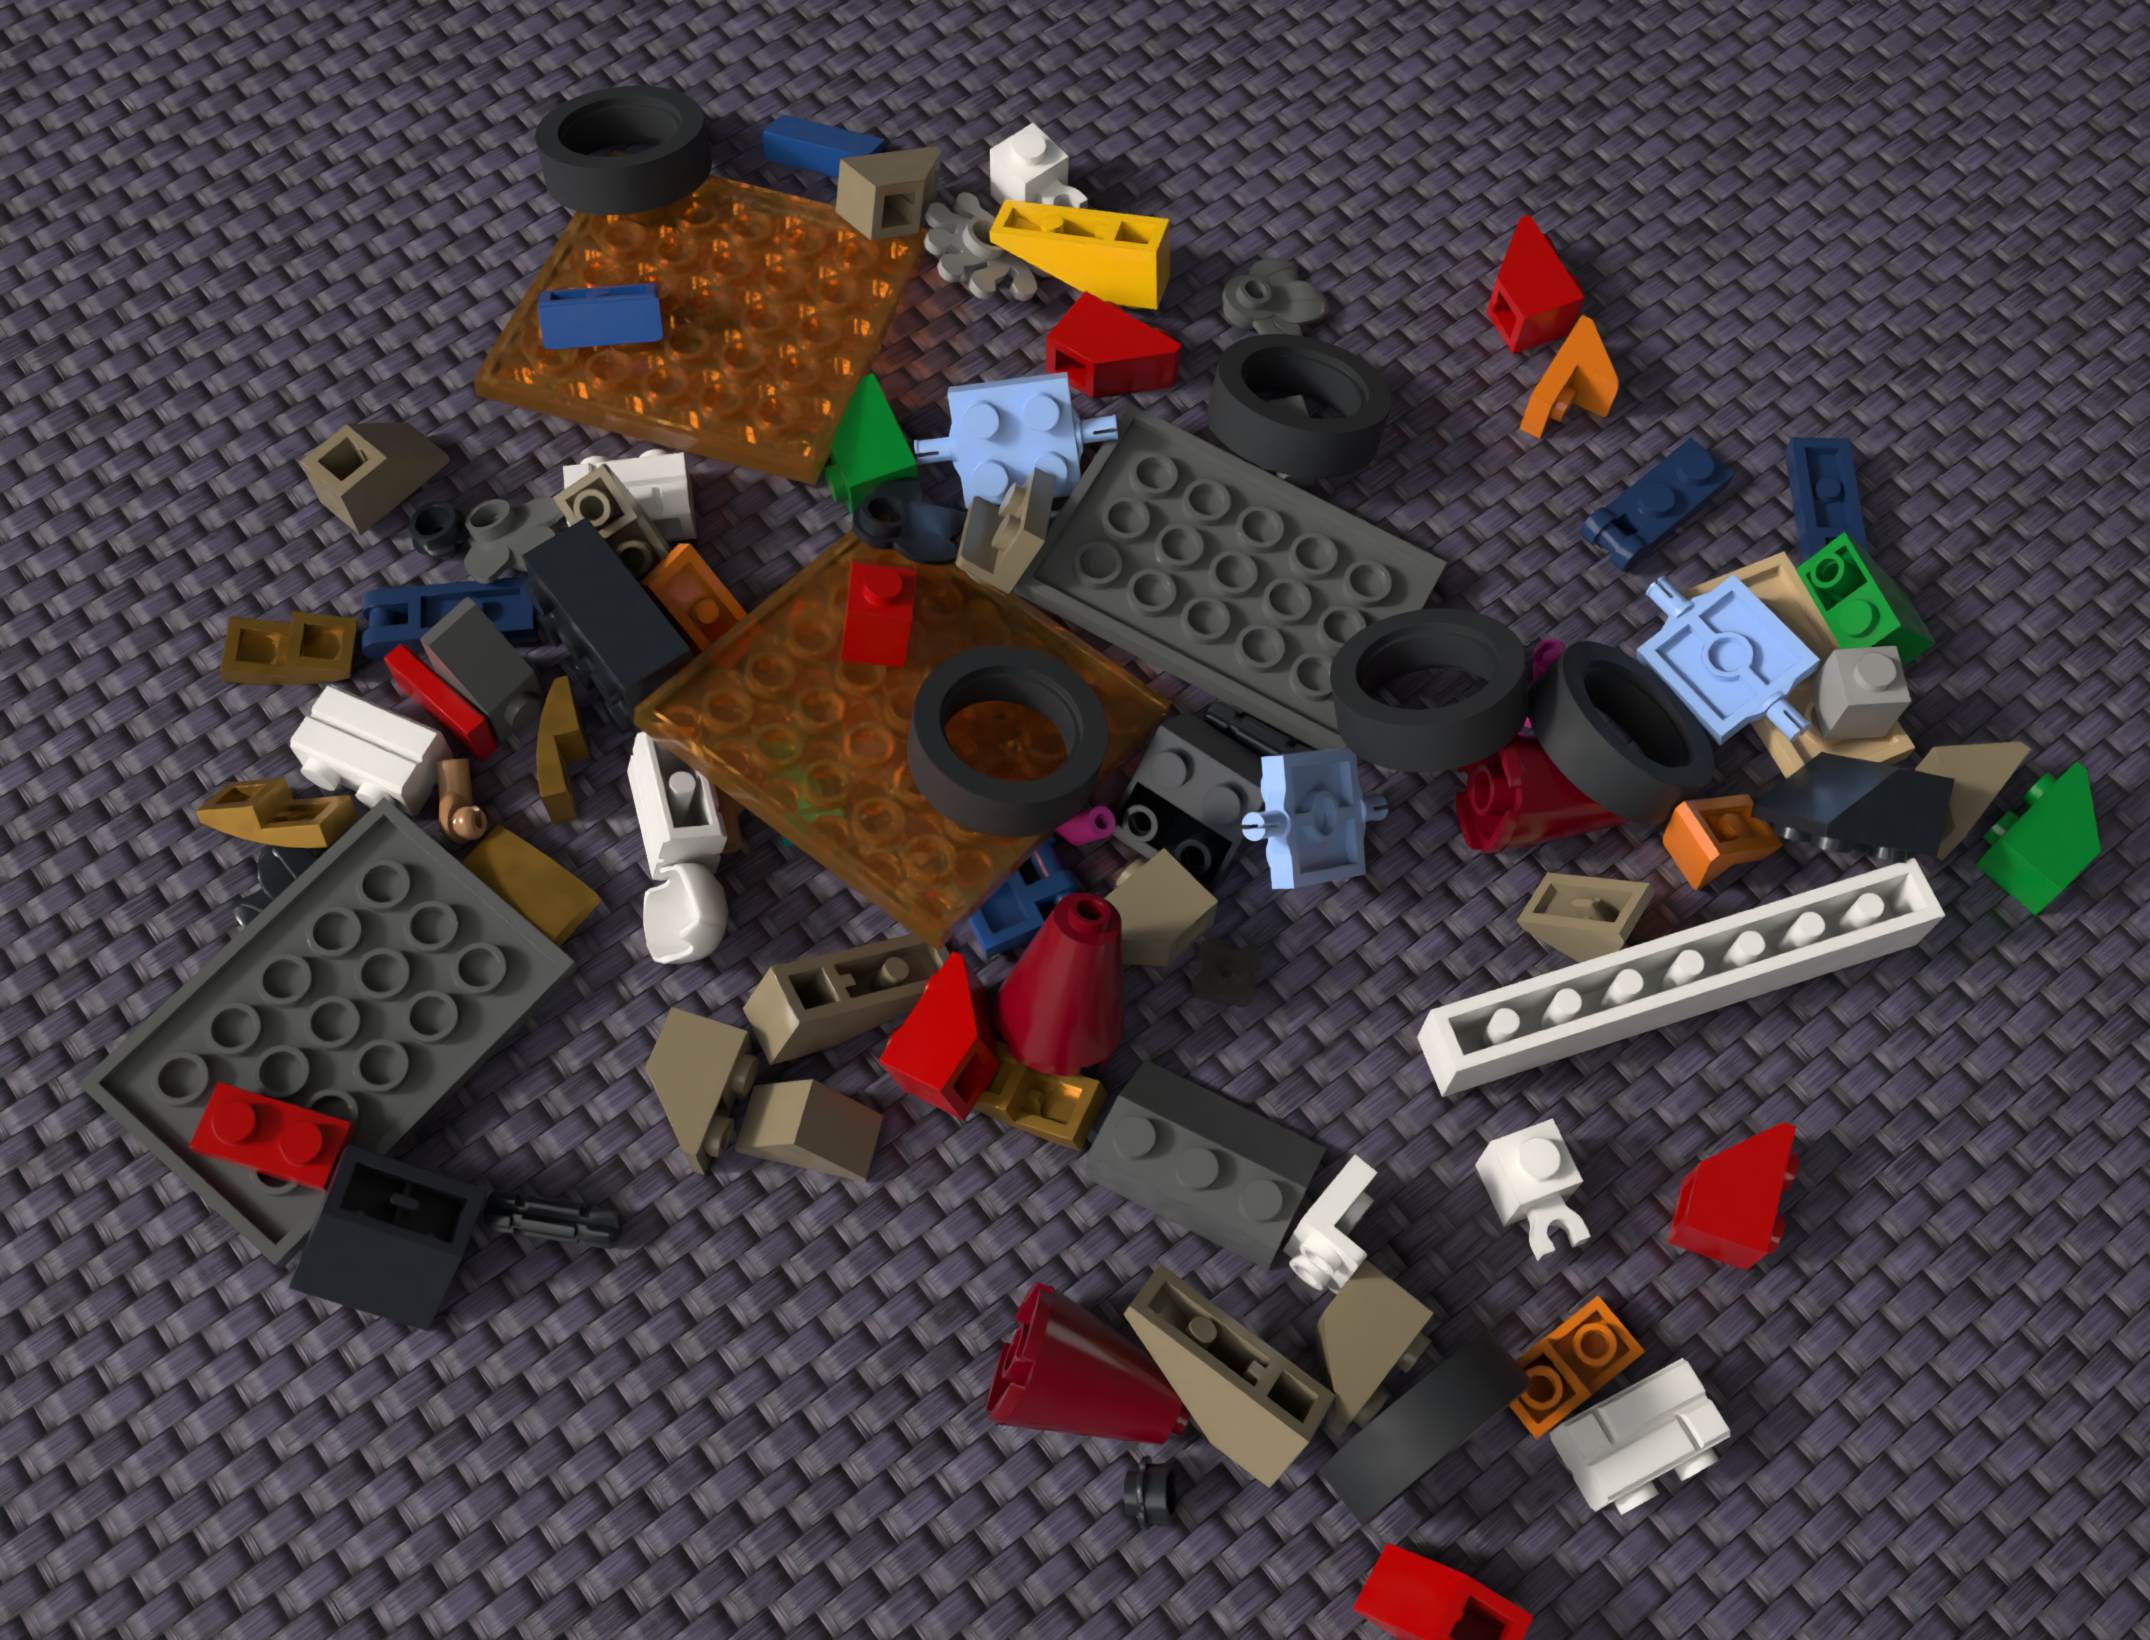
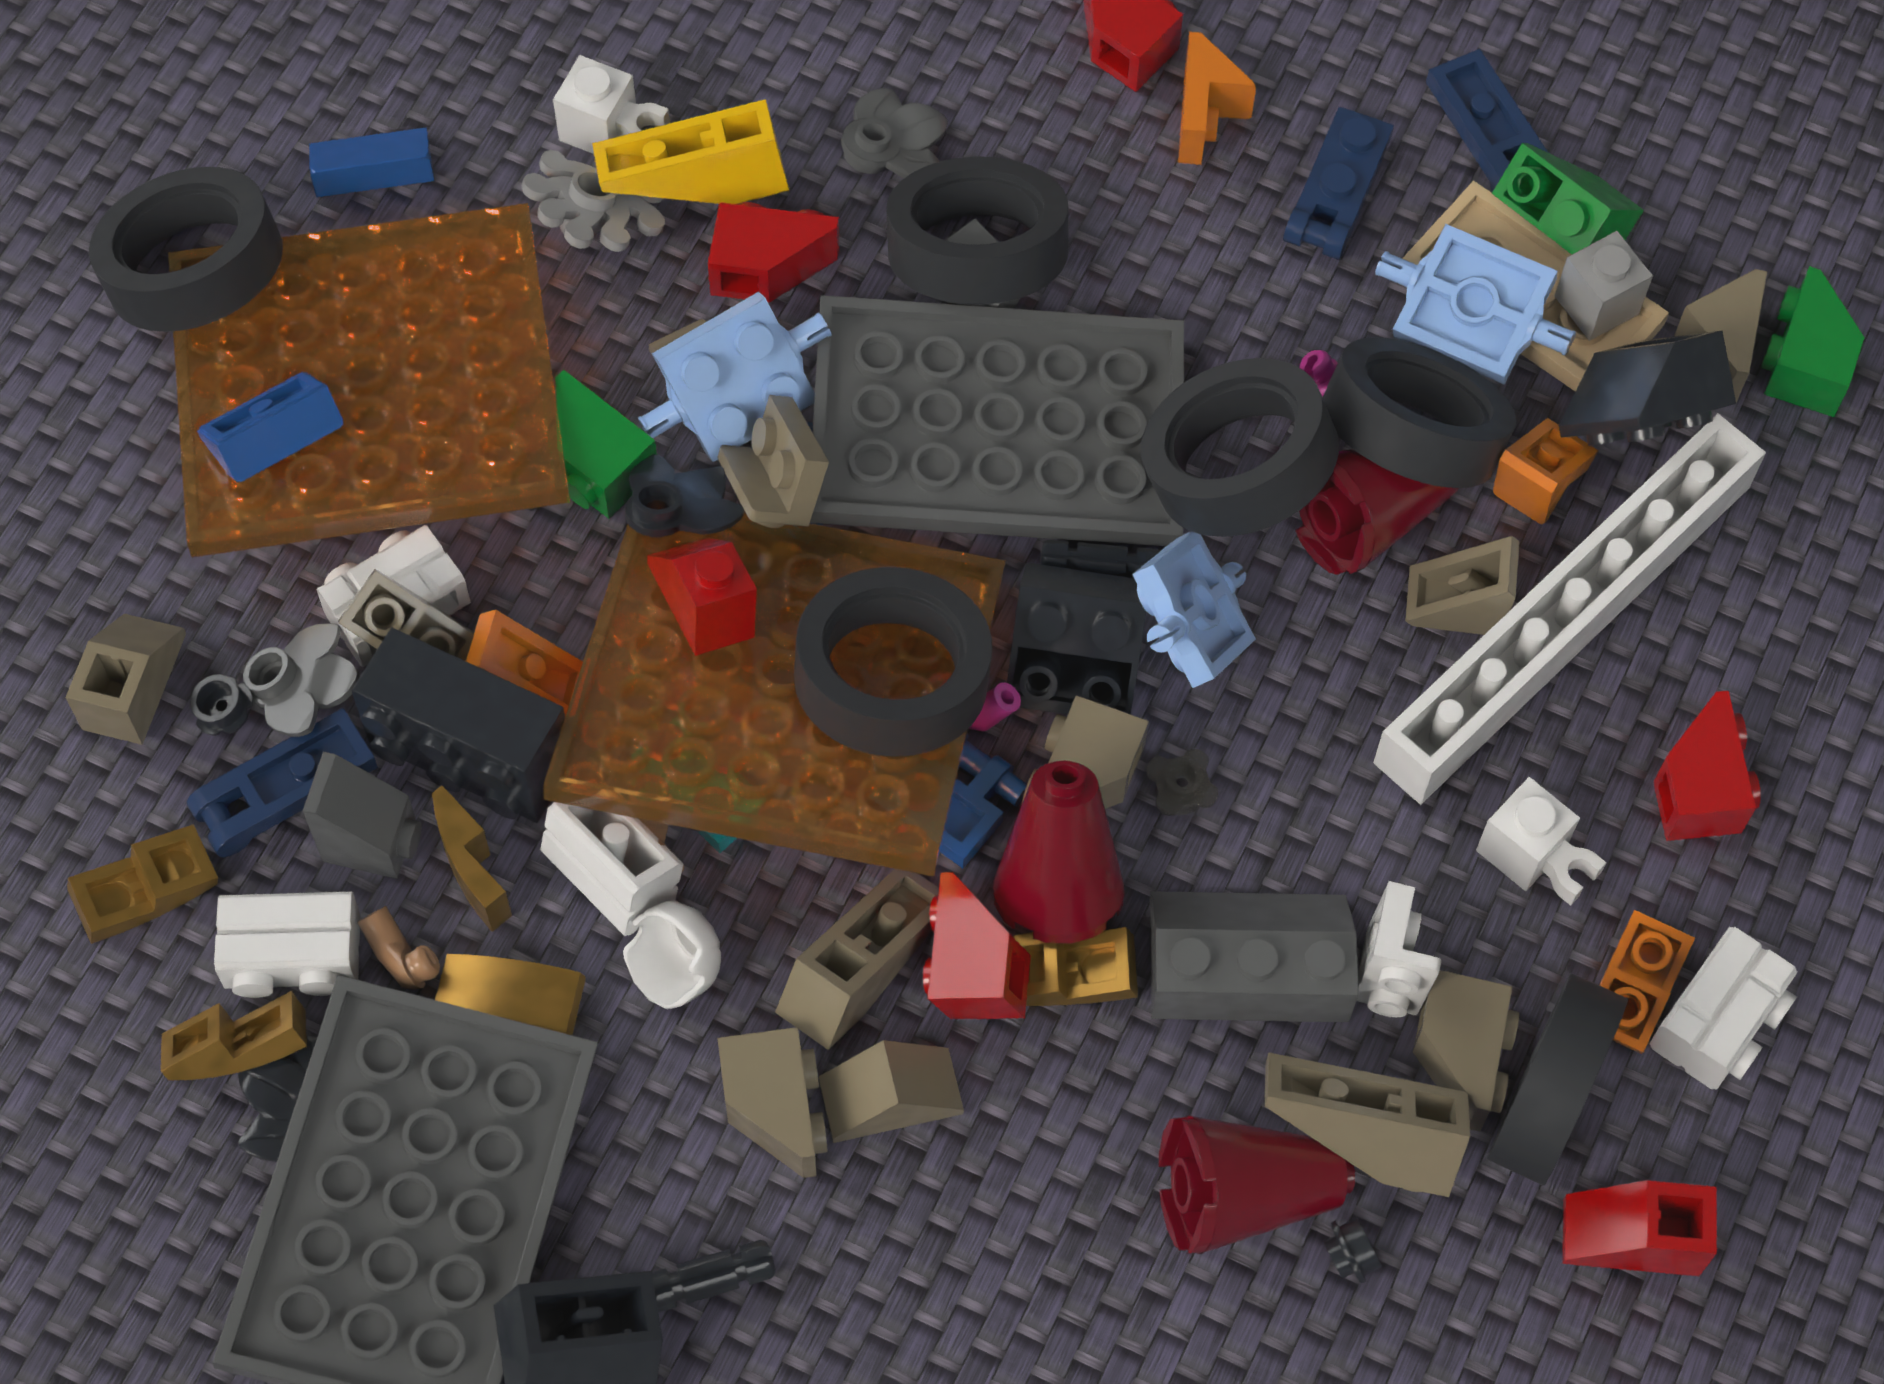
camera: 25 degrees left, 0 degrees up
(271, 1137) = (422, 1322): red plate -> none
(441, 702) = (326, 865): red tile -> none
(888, 191) = (474, 183): dark tan slope -> none

